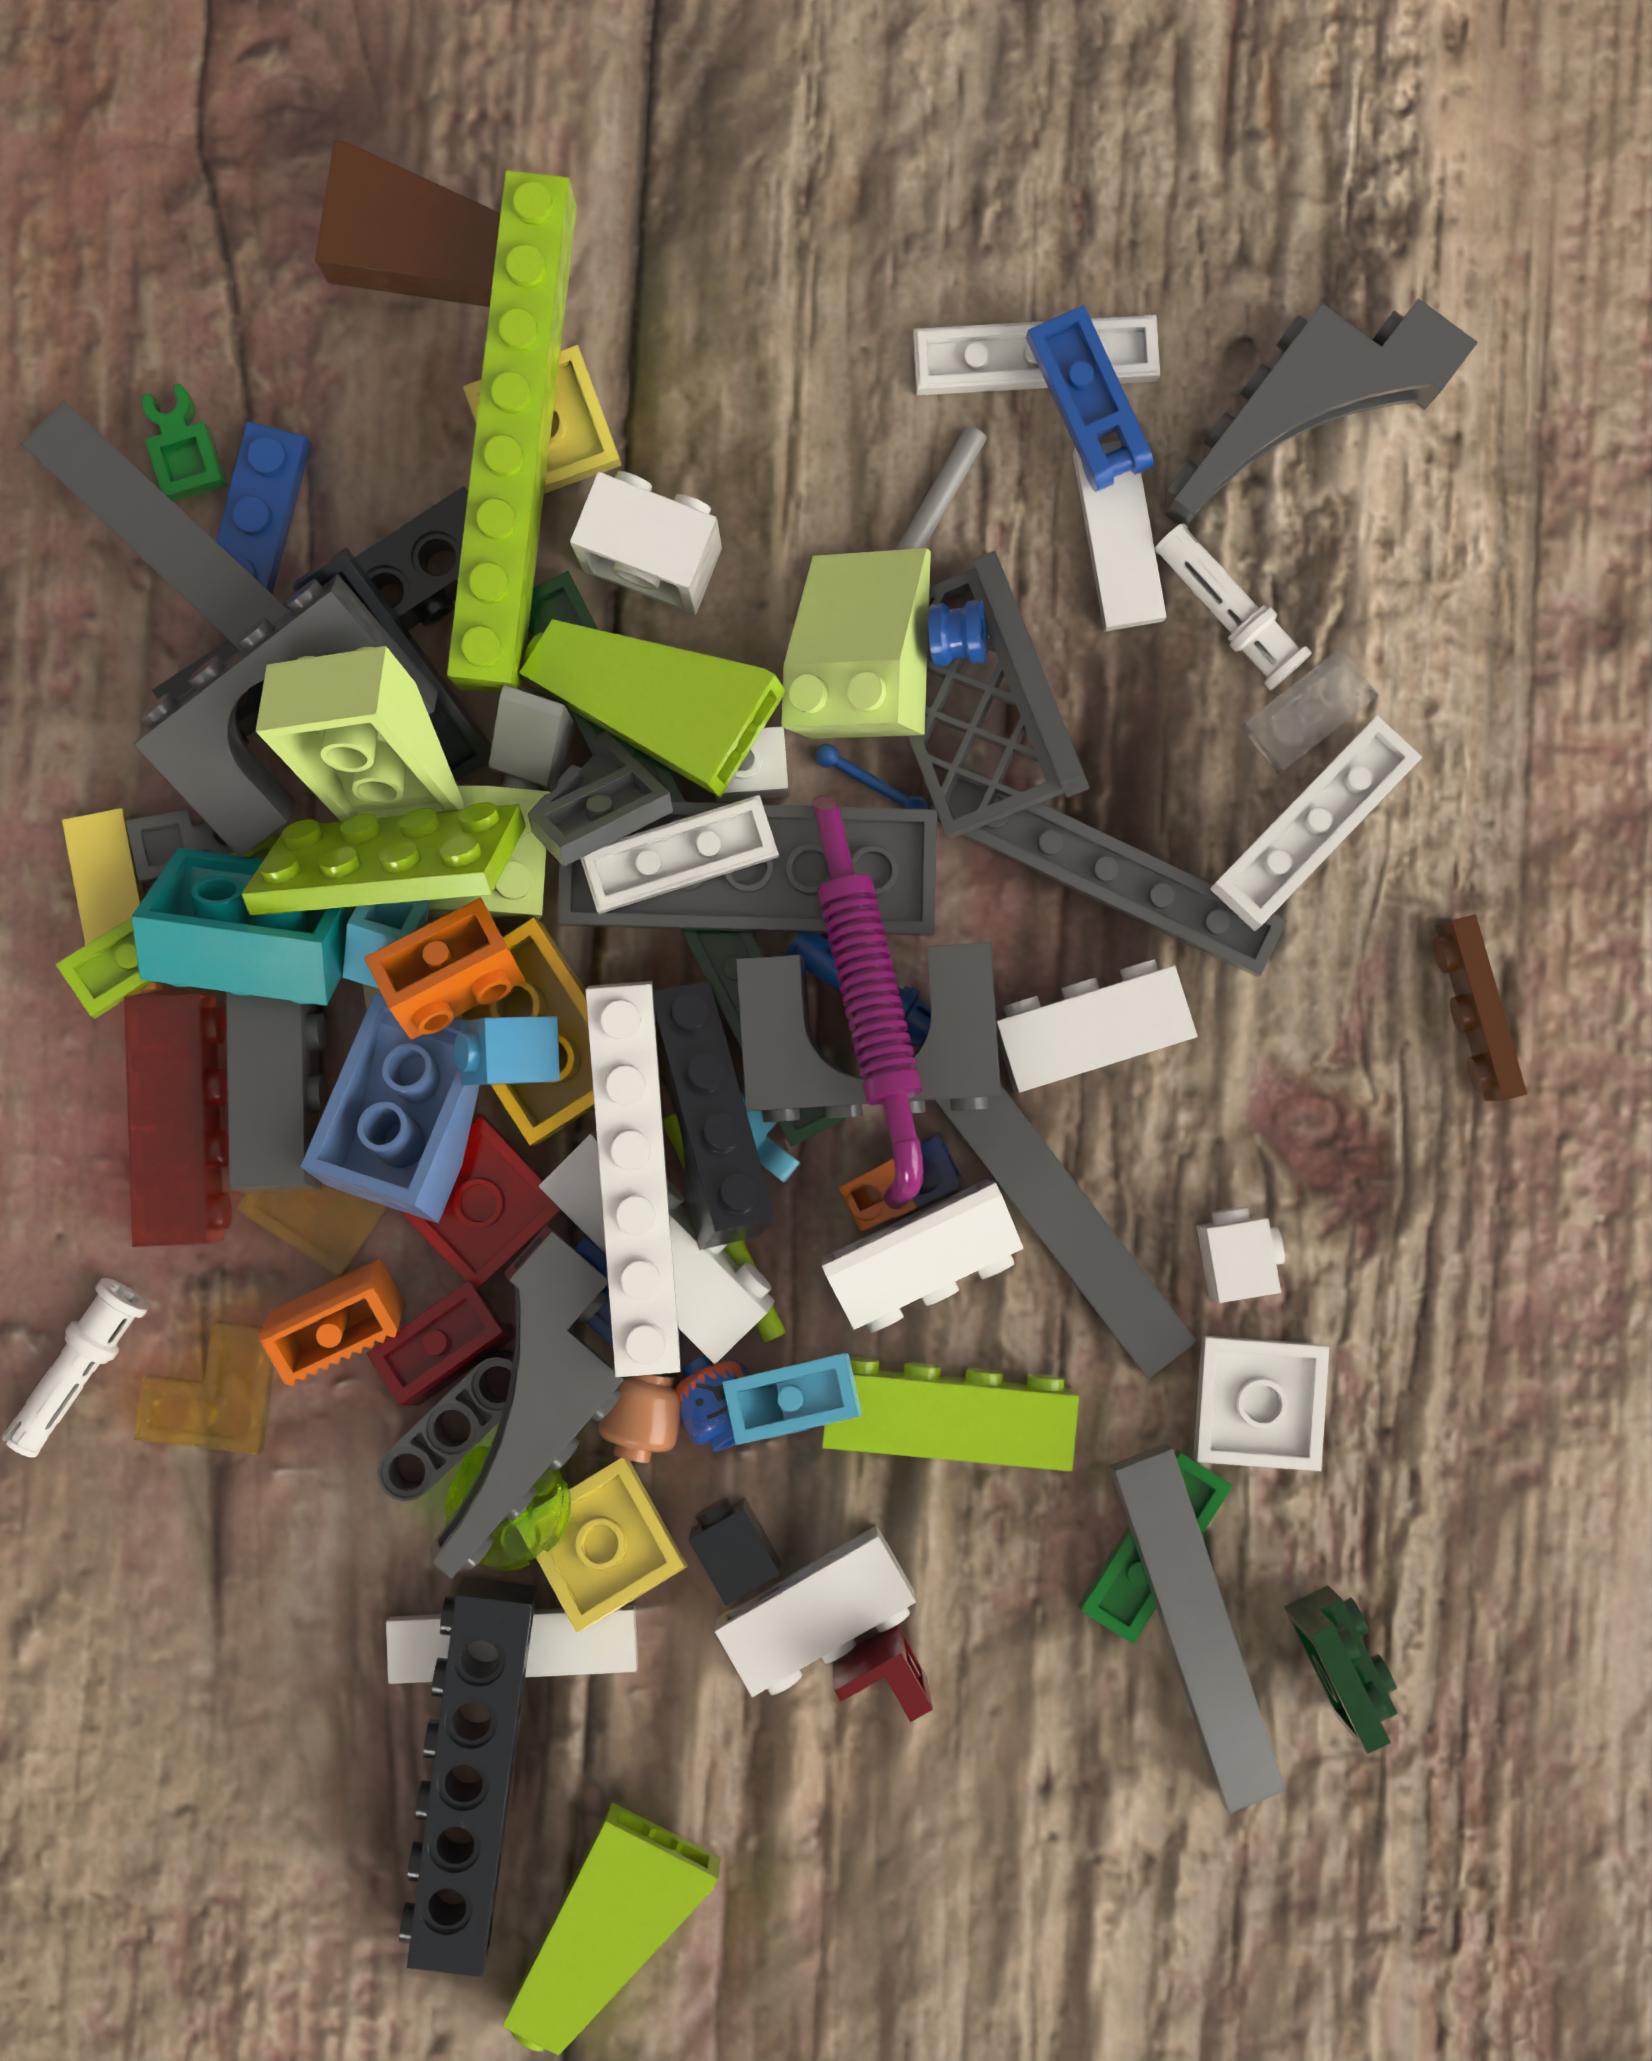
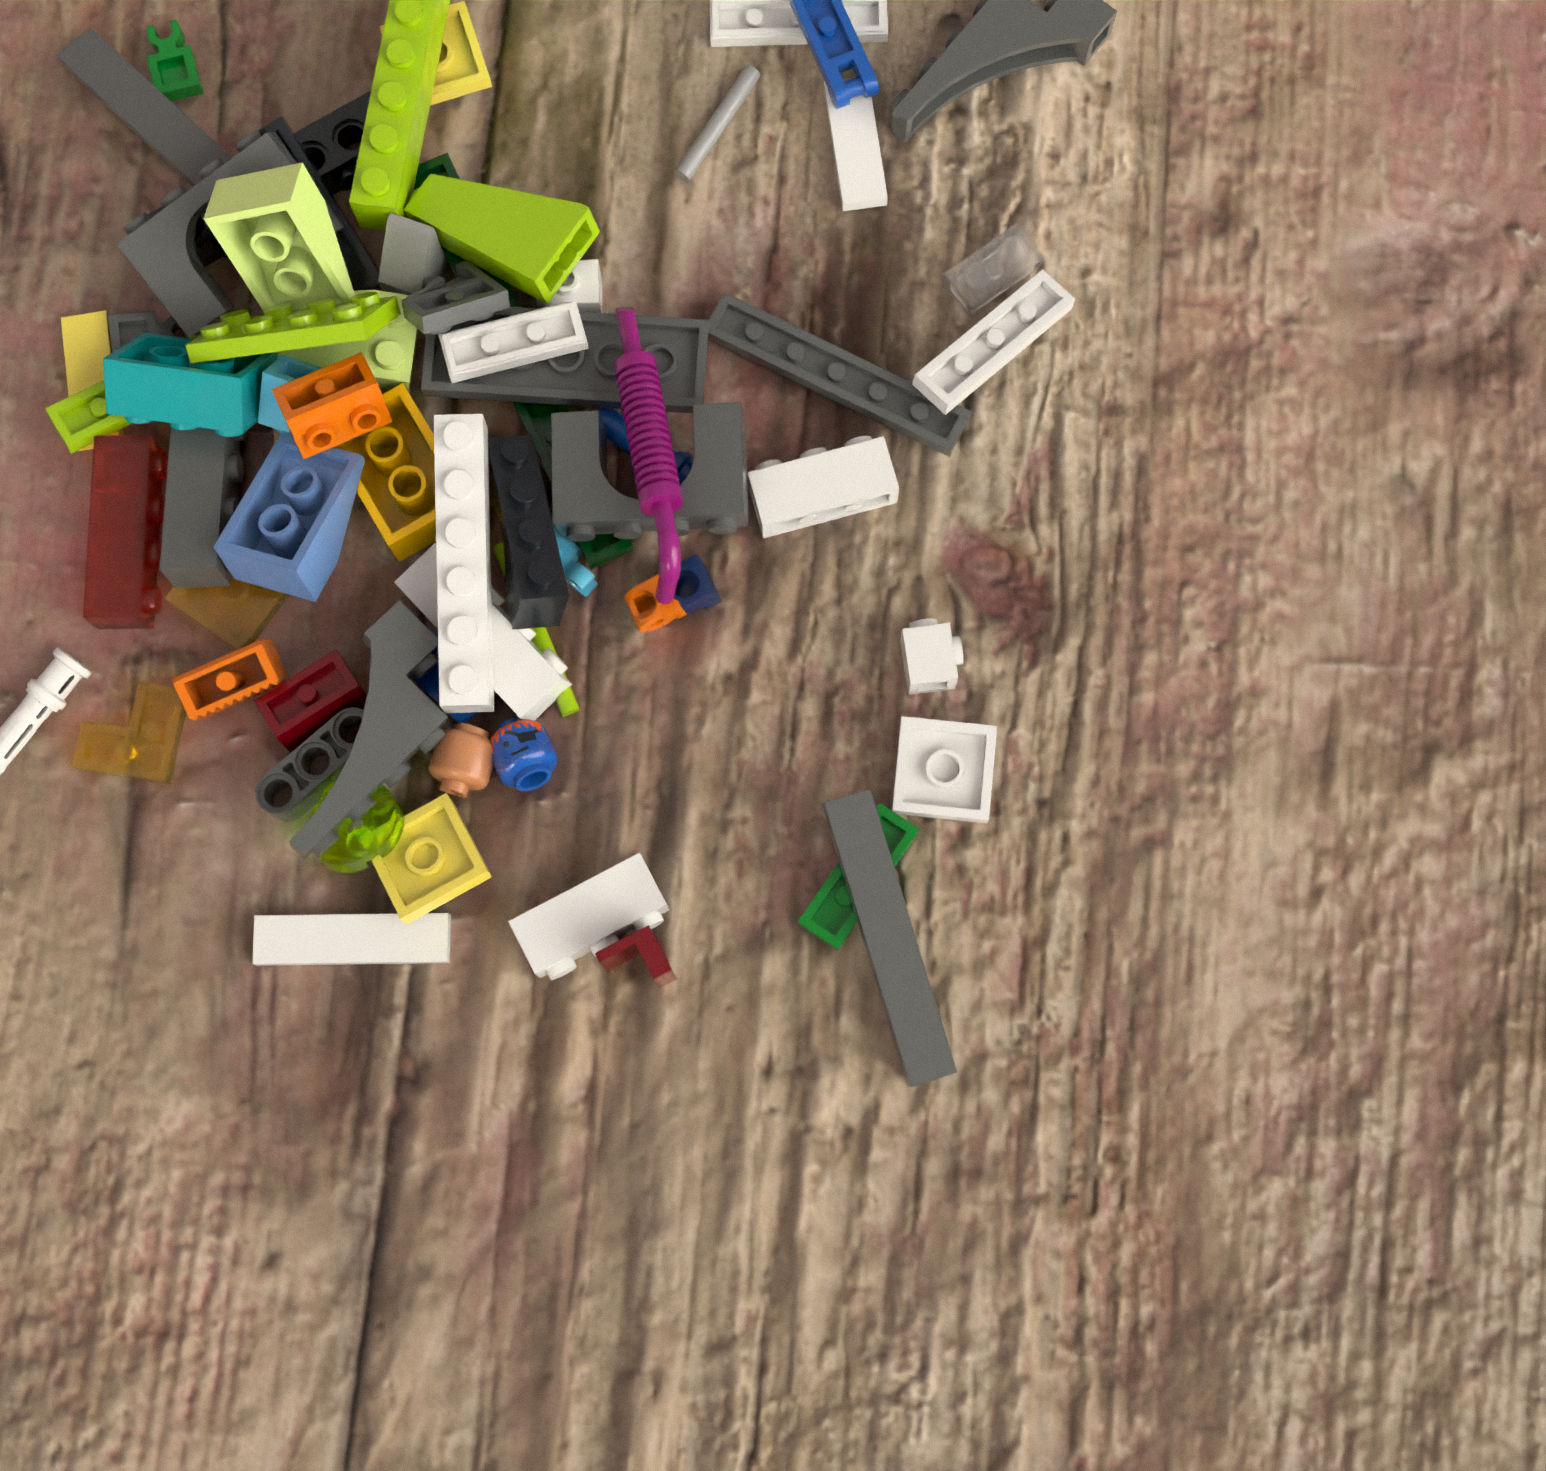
camera: 10 degrees right, 10 degrees down
(263, 499) = (230, 98): blue plate -> none
(459, 1935) = (265, 1152): black brick -> none
(490, 1208) = (350, 601): red plate -> none
(508, 1050) = (374, 466): dark azure brick -> none
(614, 1916) = (411, 1155): lime slope -> none
(647, 540) = (505, 130): white brick -> none
(733, 1549) = (528, 866): black brick -> none
(792, 1399) = (575, 740): medium azure slope -> none
(828, 756) = (633, 291): blue hinge -> none
(860, 647) = (657, 212): yellowish green slope -> none
(923, 1256) = (684, 642): white slope -> none
(958, 633) = (729, 195): blue wheel -> none
(960, 1417) = (700, 770): lime brick -> none
(1029, 694) = (781, 243): dark grey fence -> none
(1073, 1231) = (800, 634): dark grey tile -> none
(1250, 627) = (949, 205): white pin -> none
(1349, 1676) = (996, 955): dark green plate -> none
(1478, 1009) = (1116, 481): reddish brown plate -> none

